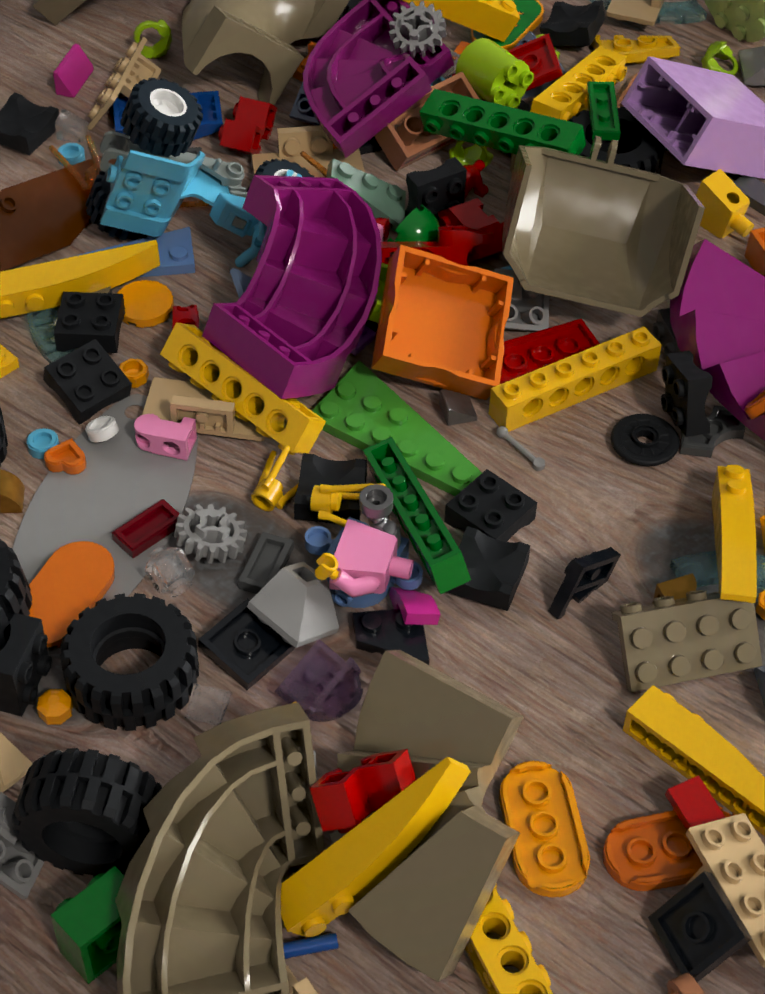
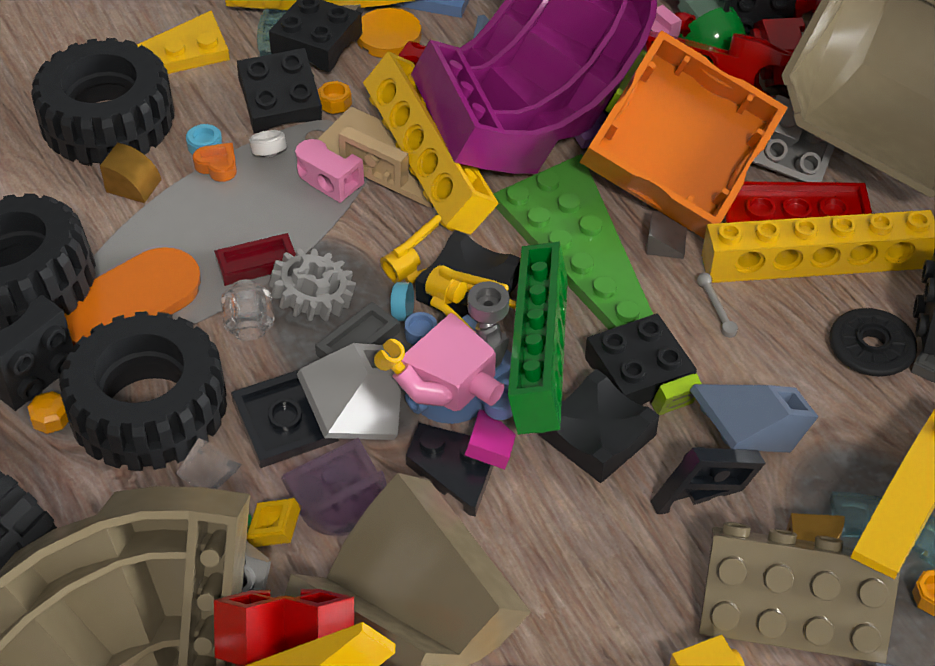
camera: 25 degrees right, 0 degrees up
(287, 523) = (402, 300): none -> medium azure tile
(530, 525) = (675, 394): none -> lime tile
(596, 522) = (756, 415): none -> sand blue slope

